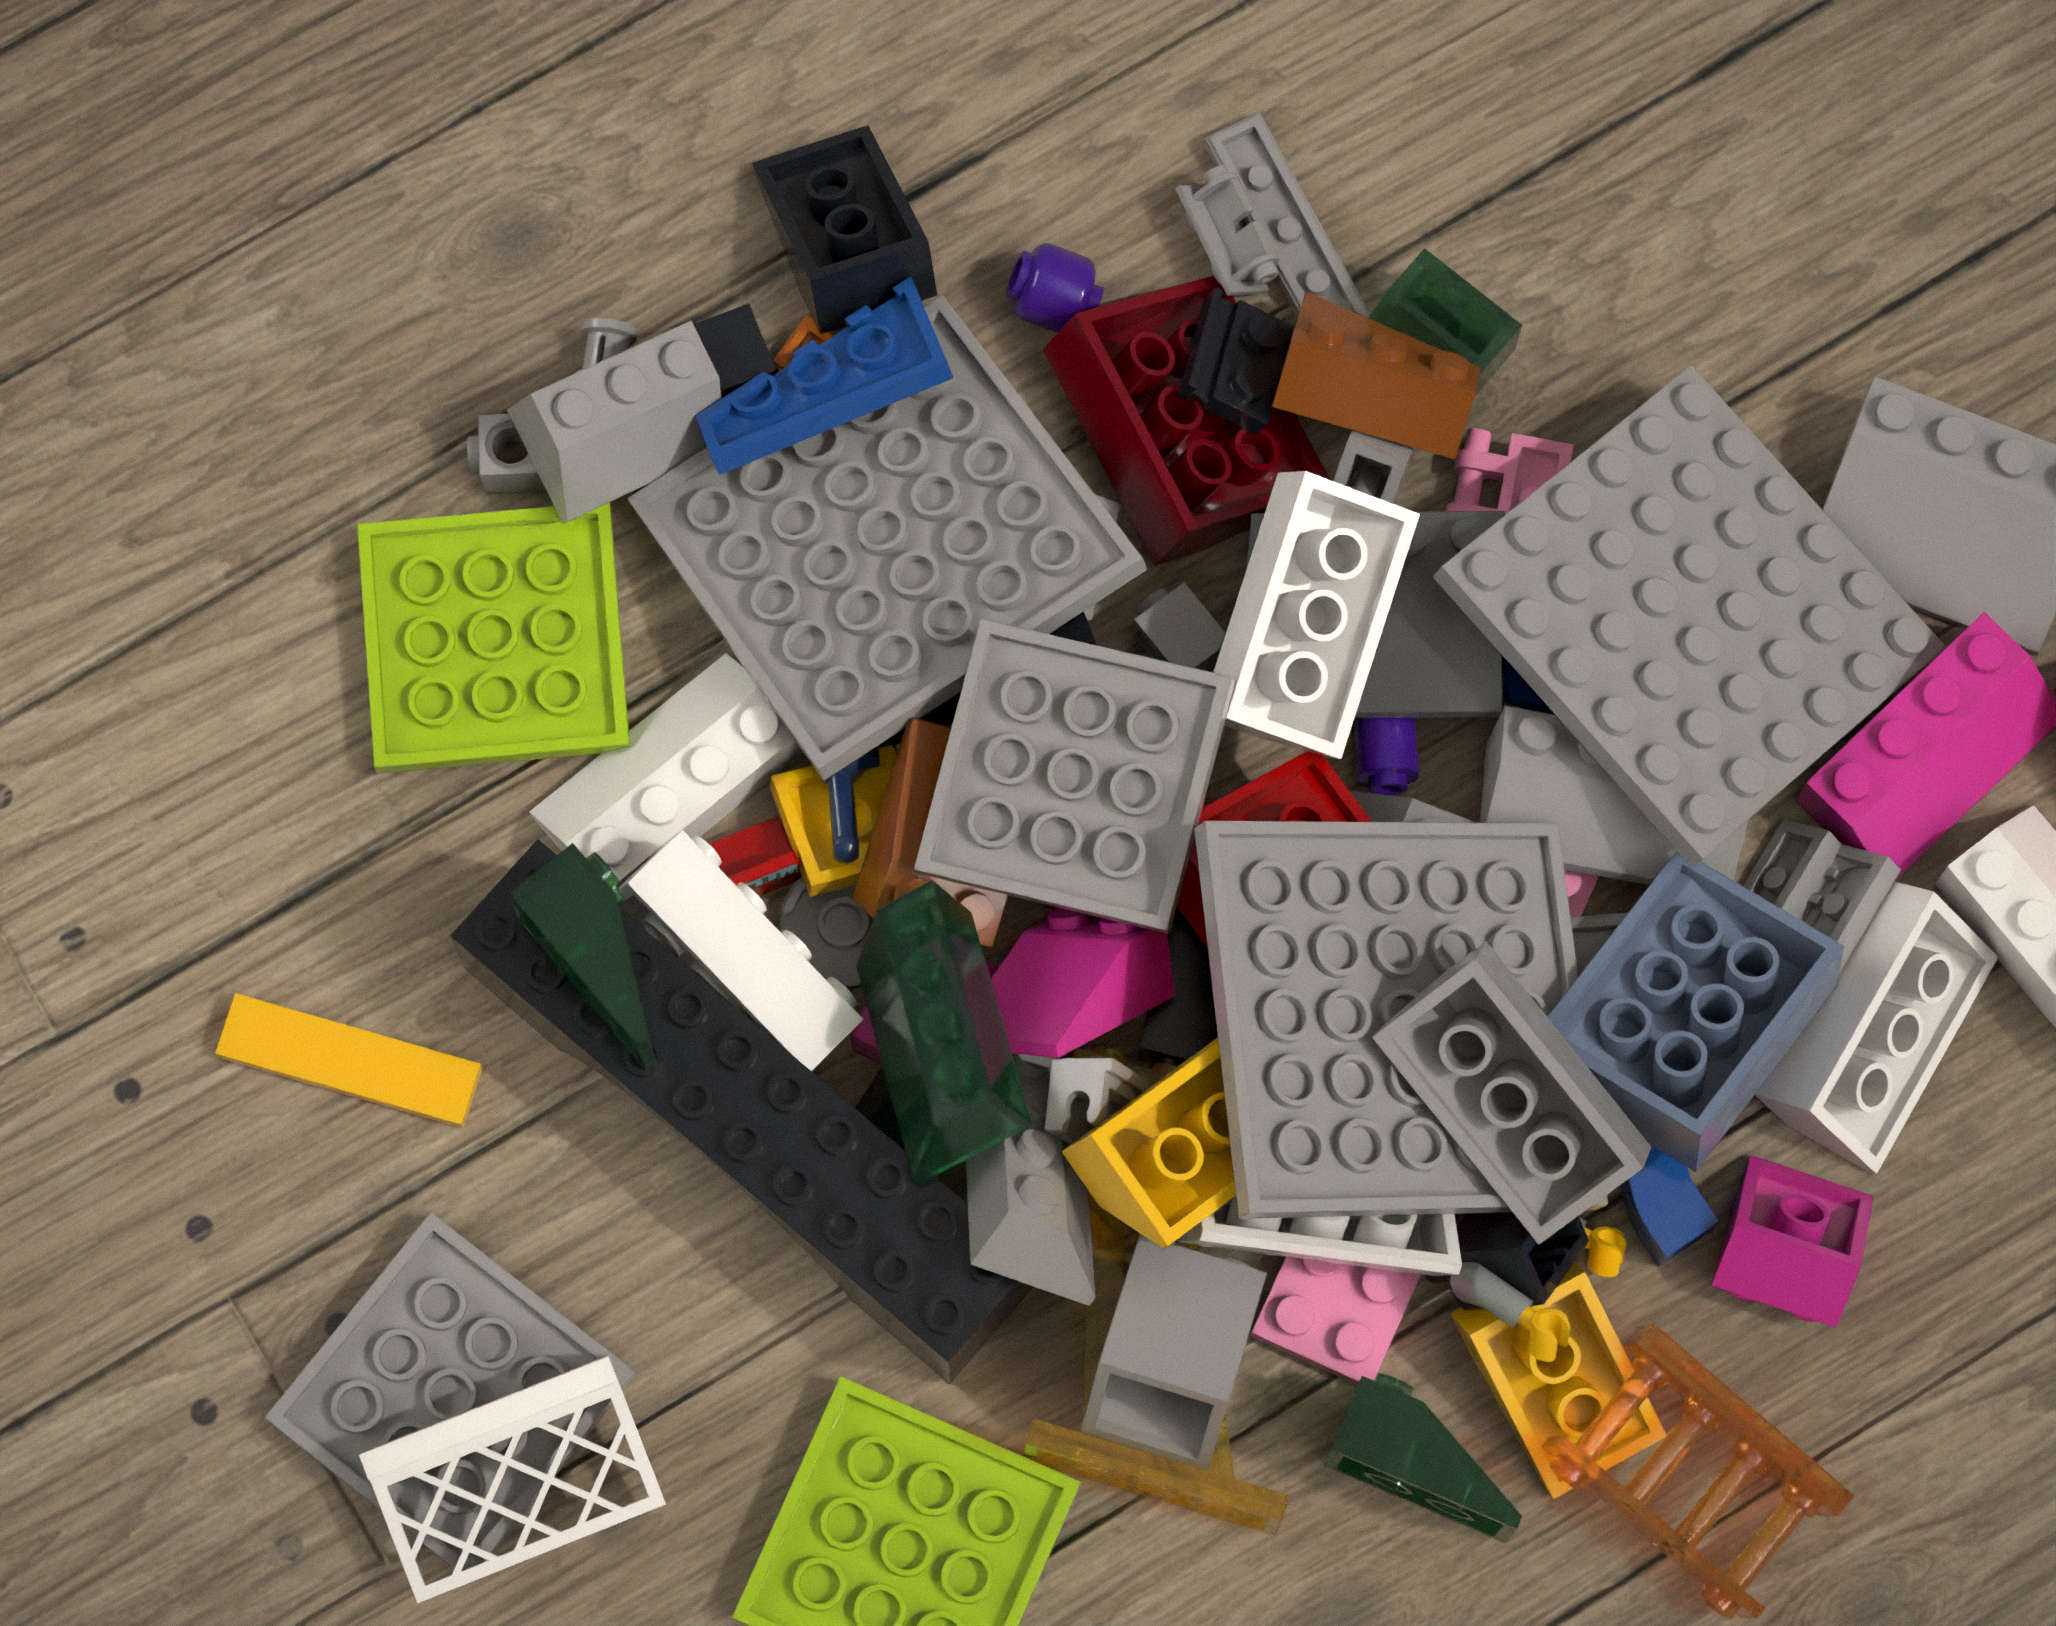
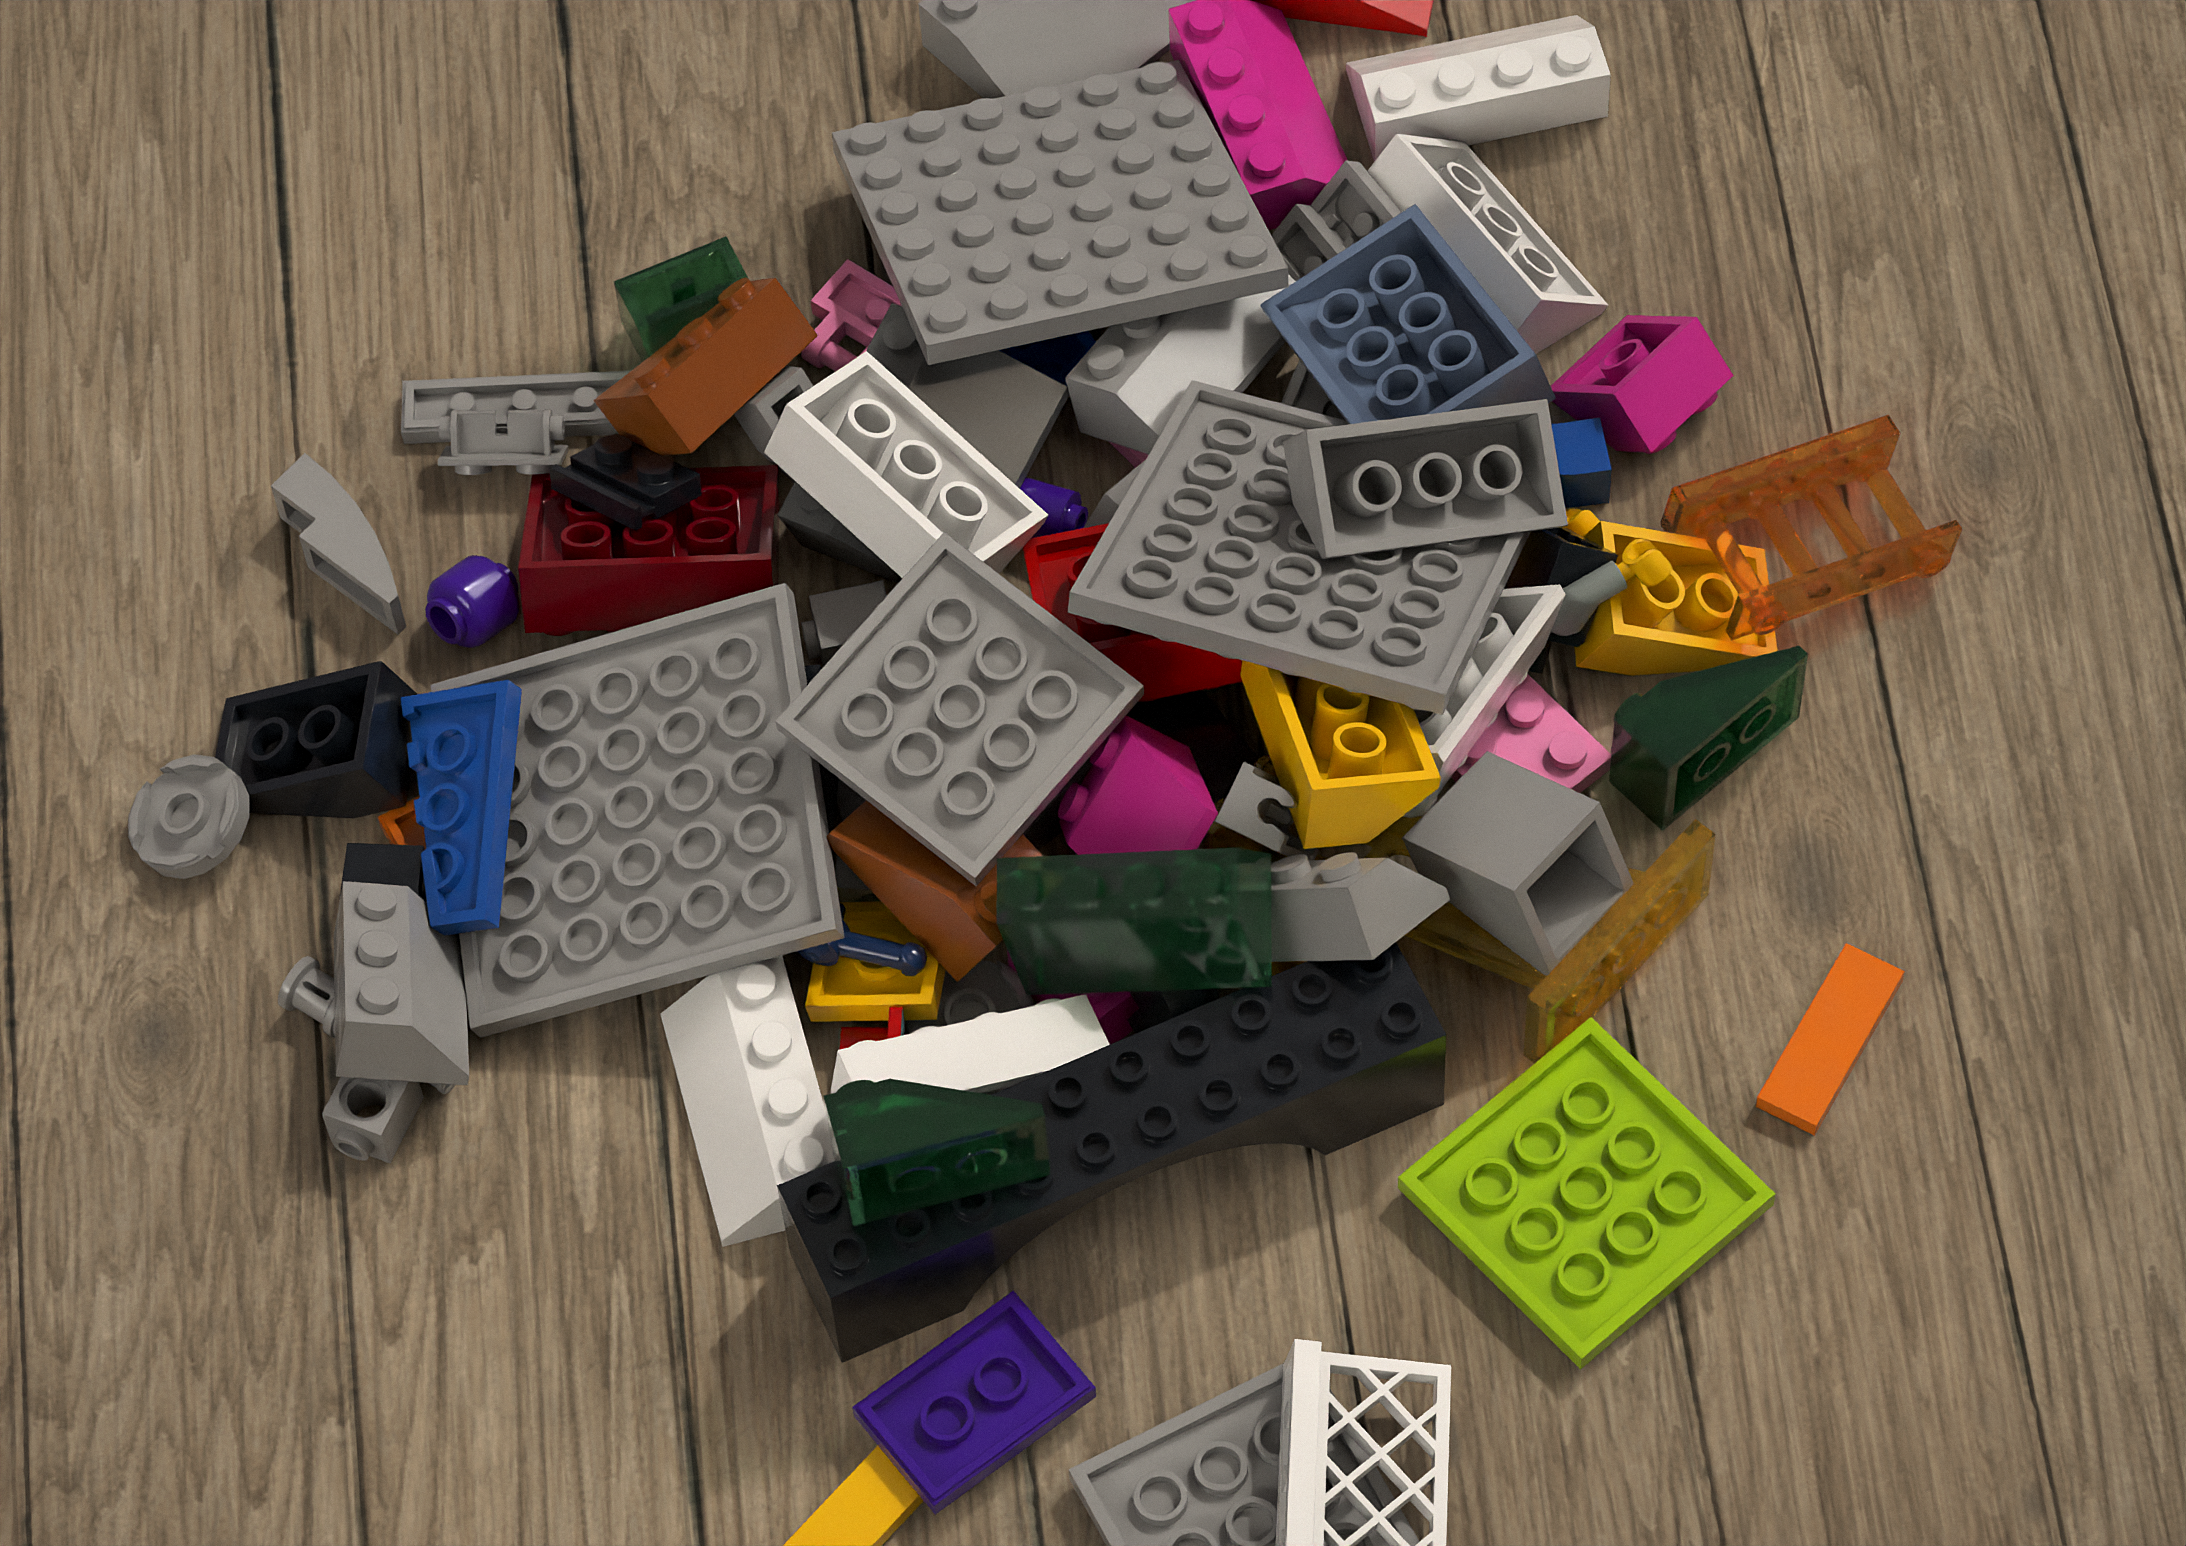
camera: 60 degrees left, 15 degrees down
(460, 1101) = (974, 1402): none -> dark purple tile
(492, 638) = (538, 1203): lime plate -> none
(728, 155) = (189, 817): none -> light grey tile
(1064, 143) = (338, 539): none -> light grey slope

